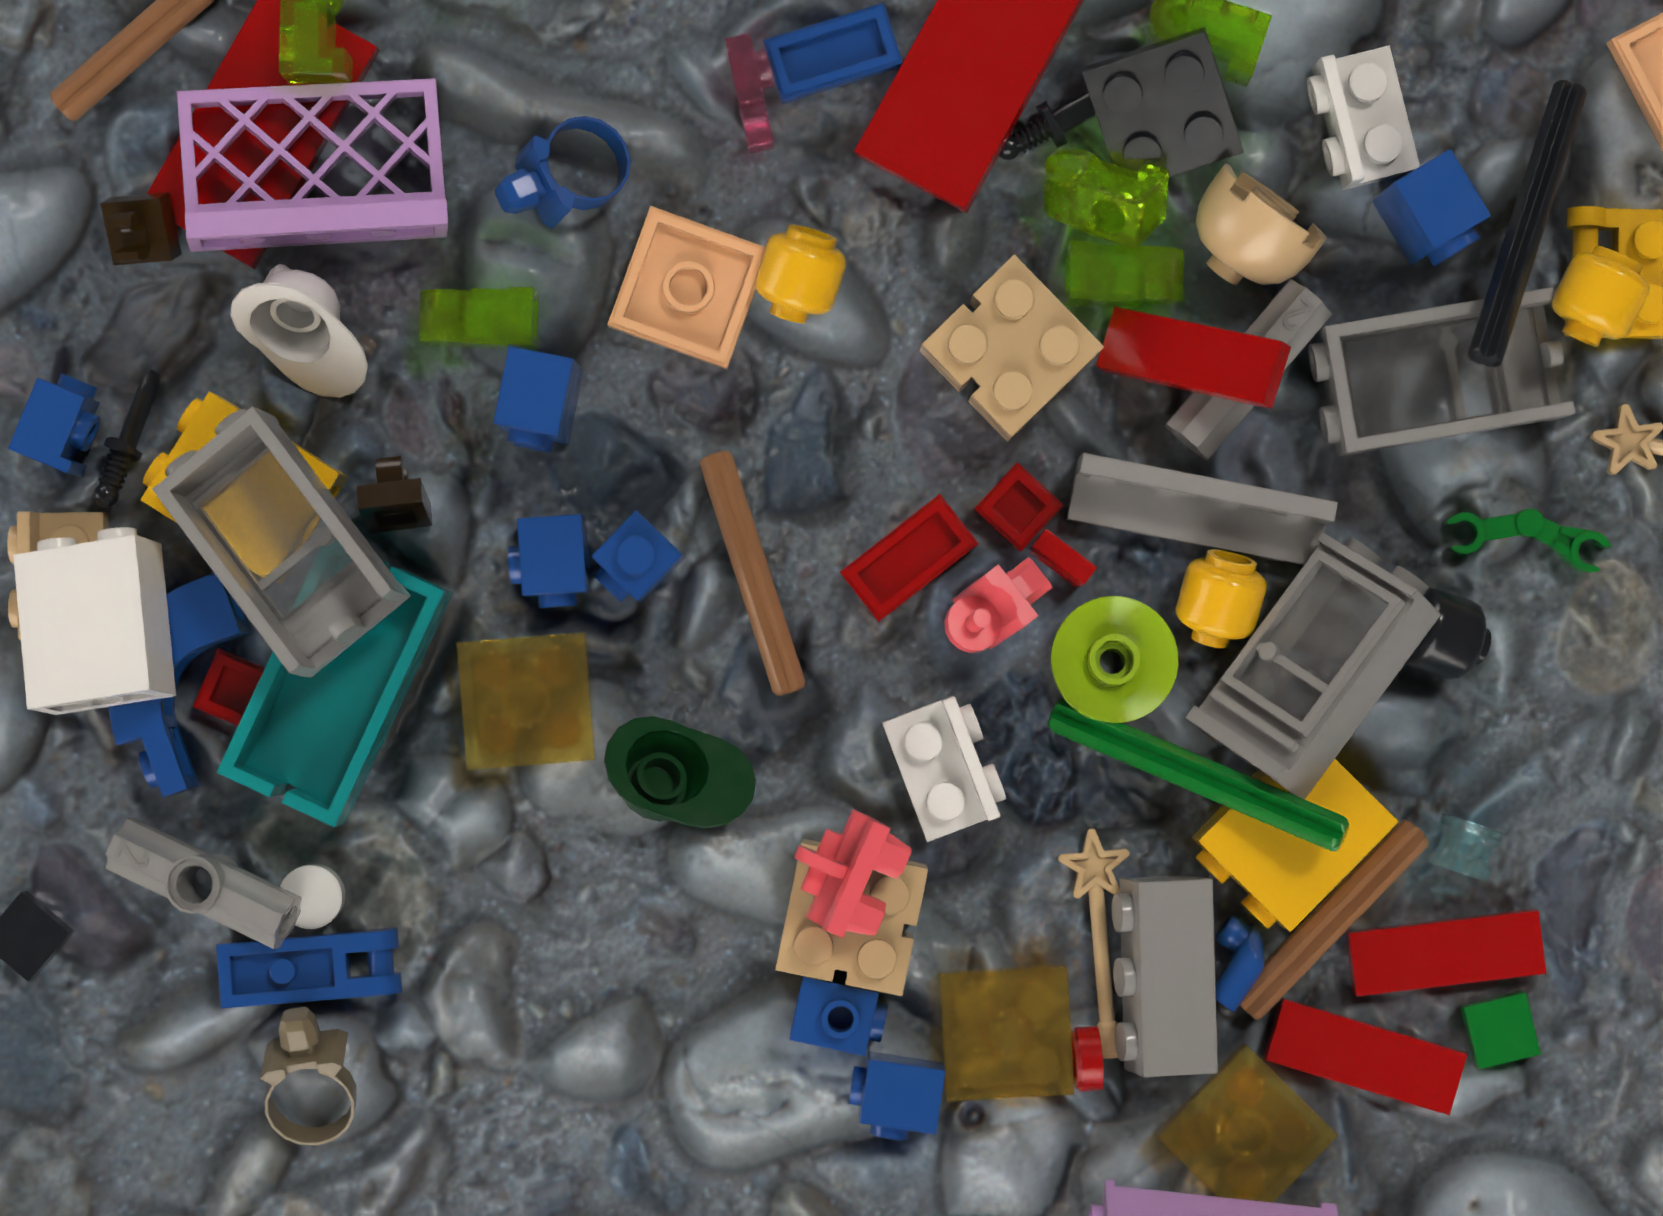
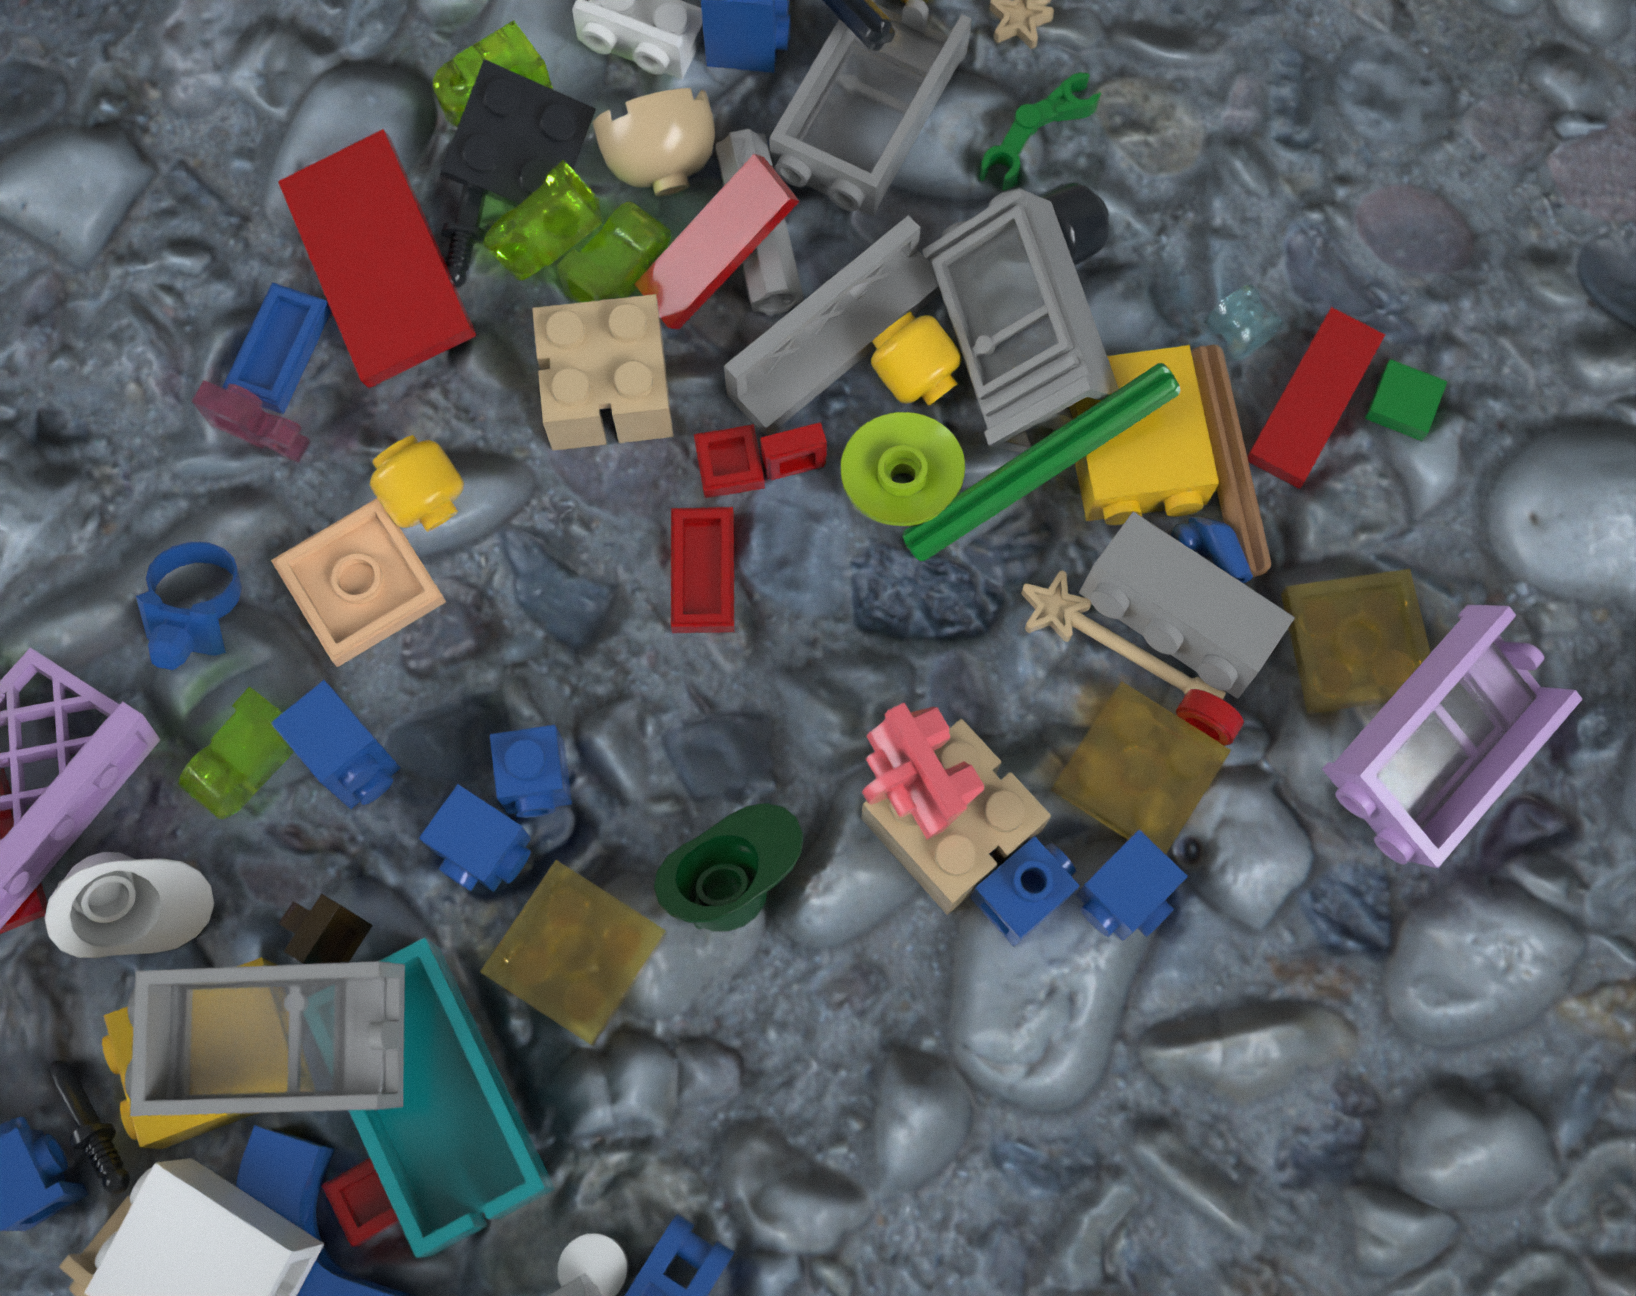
camera: 55 degrees left, 15 degrees down
(752, 573) = (618, 696): medium nougat axle -> none
(943, 767) = (887, 657): white bracket -> none
(995, 607) = (791, 515): coral hips -> none
(1365, 1056) = (1356, 511): red tile -> none

